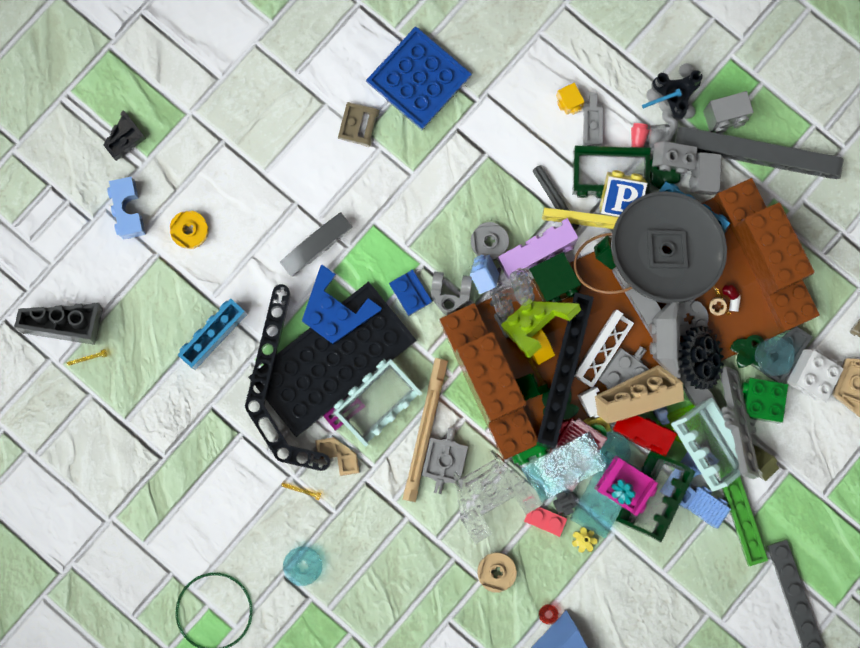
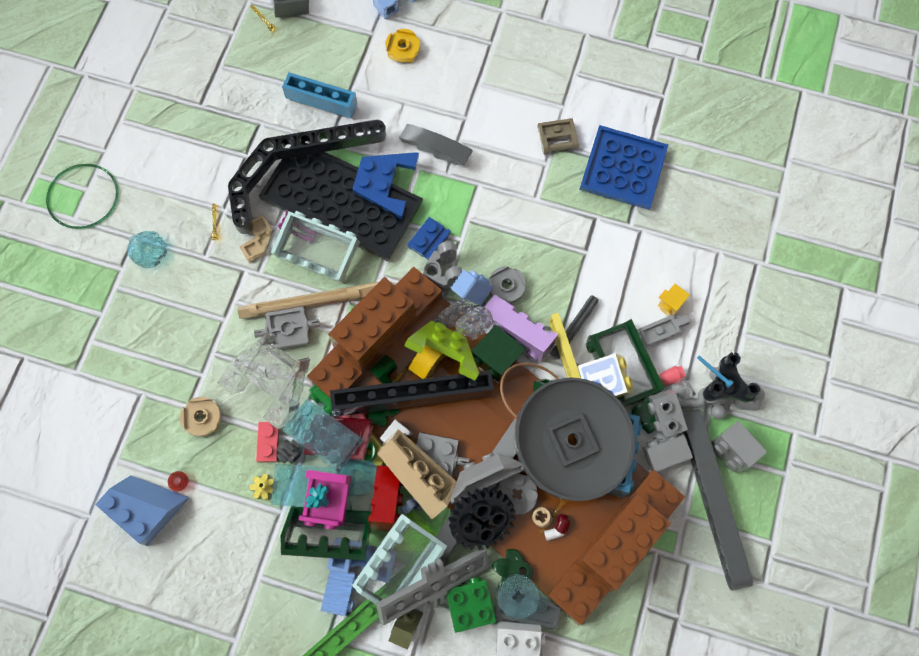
camera: 65 degrees right, 10 degrees down
(598, 344) = (454, 416): white fence -> none

